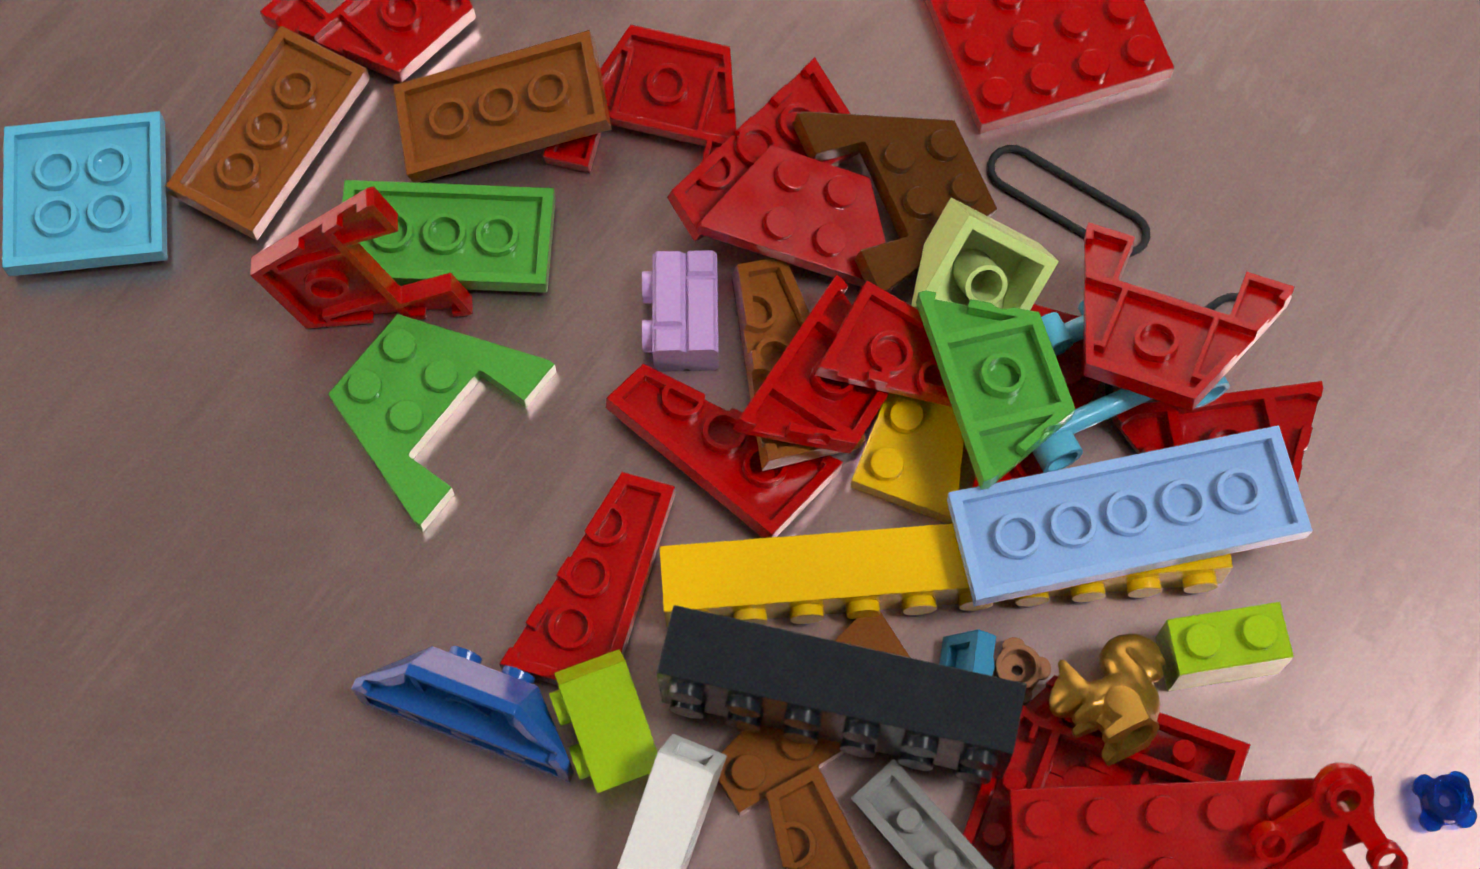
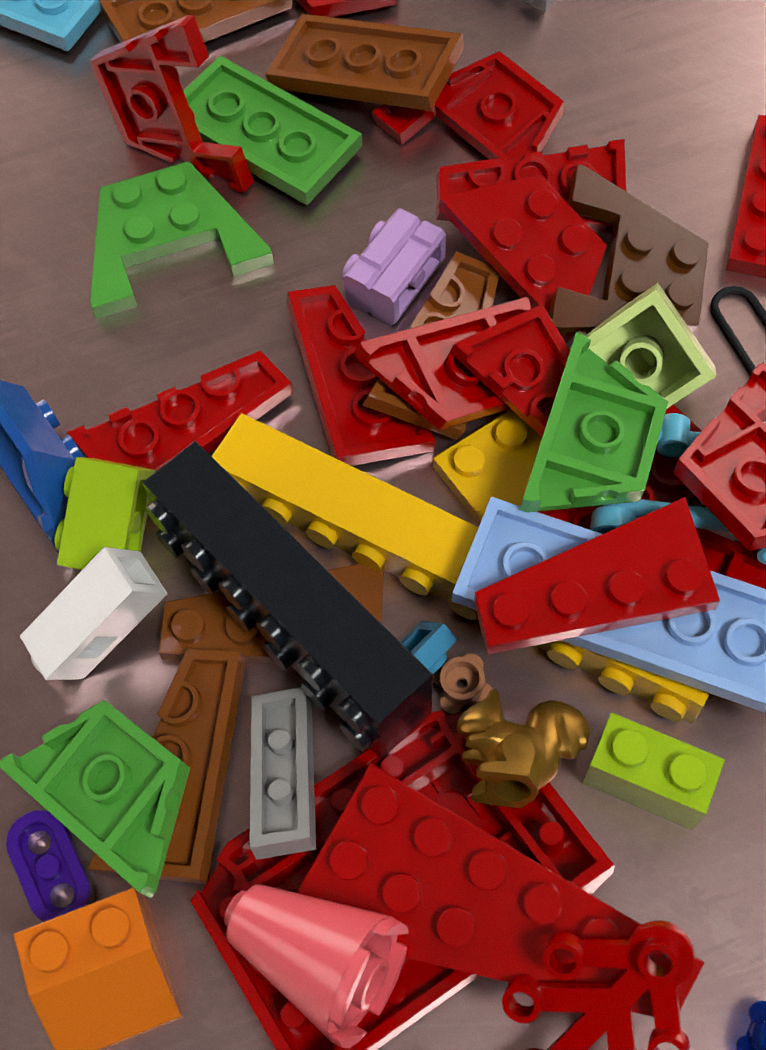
camera: 35 degrees right, 5 degrees down
(1102, 509) = (609, 583): none -> red wing

